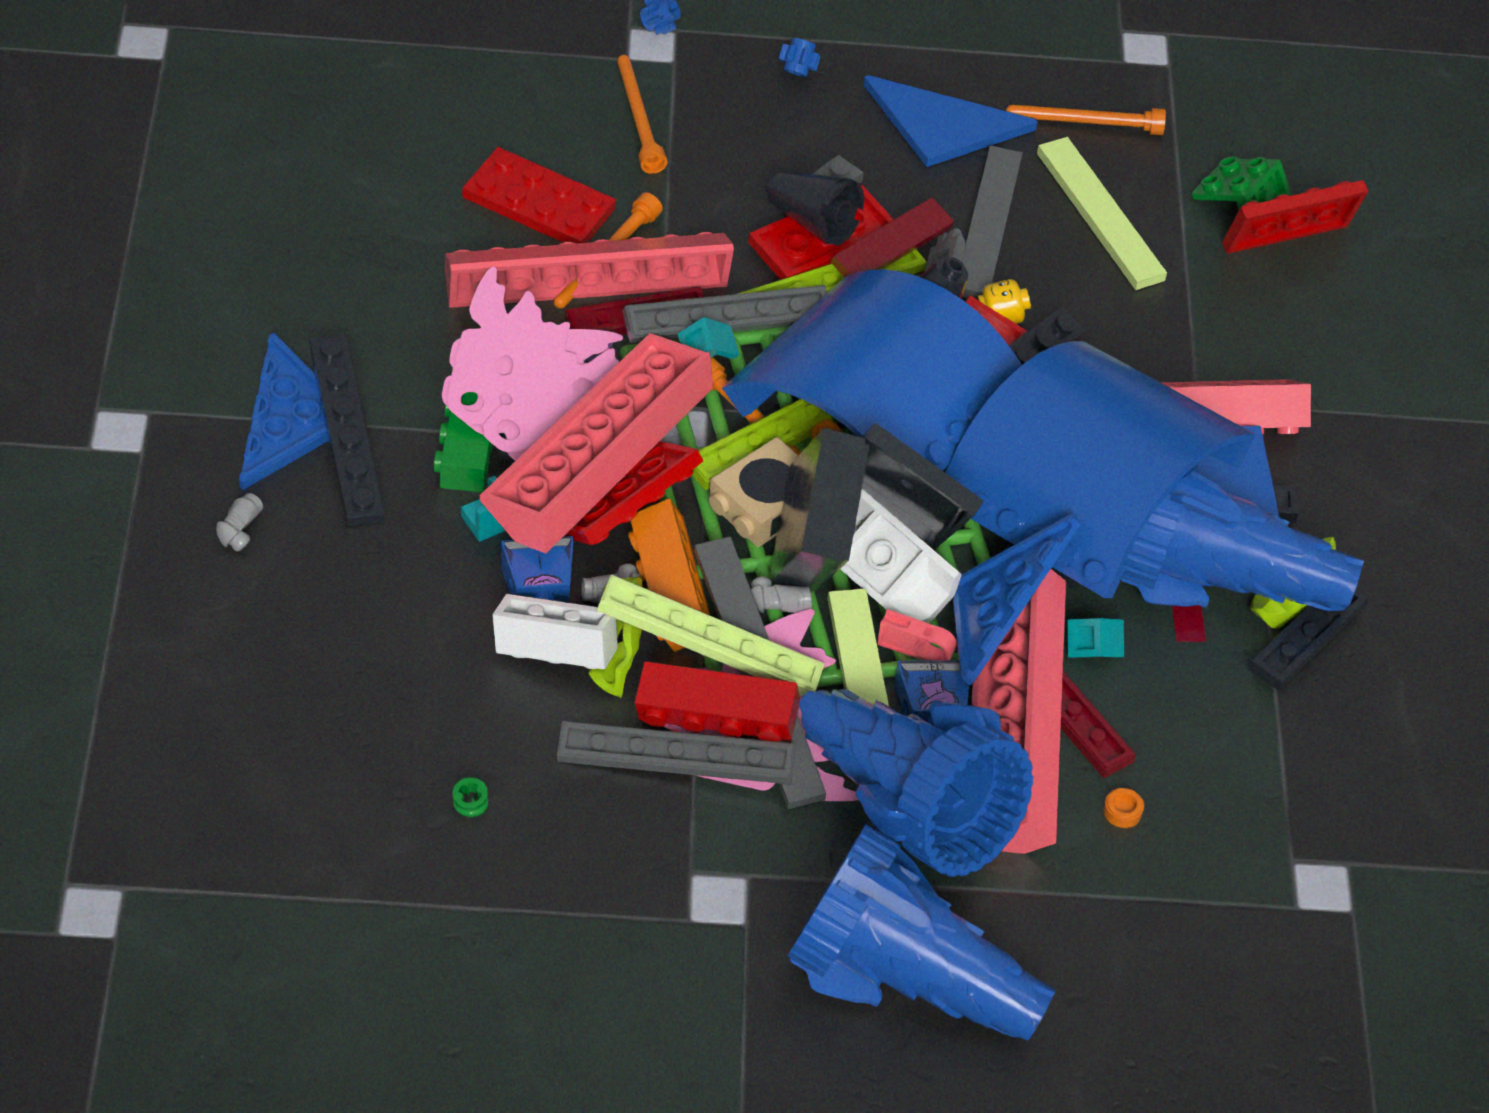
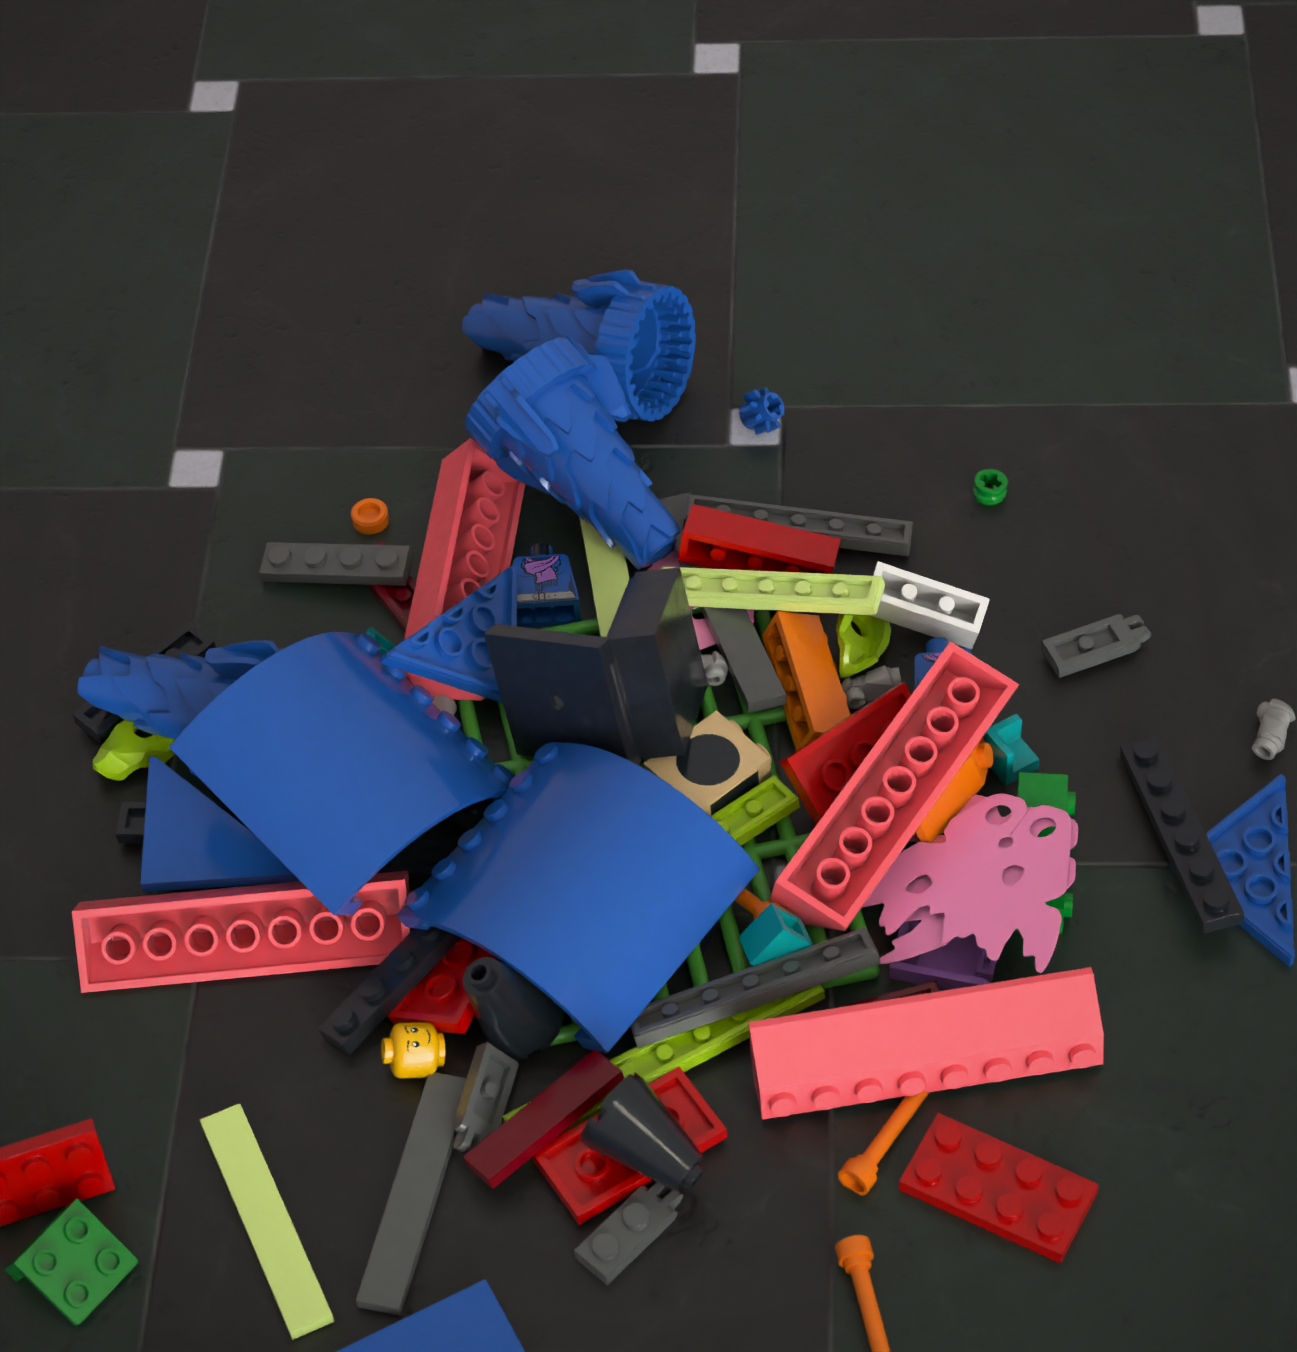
camera: 170 degrees left, 0 degrees up
(390, 612) = (1094, 643): none -> dark grey hinge
(712, 886) = (761, 411): none -> blue gear
(914, 637) = (555, 619): coral piece -> none
(1147, 739) = (336, 563): none -> dark grey plate

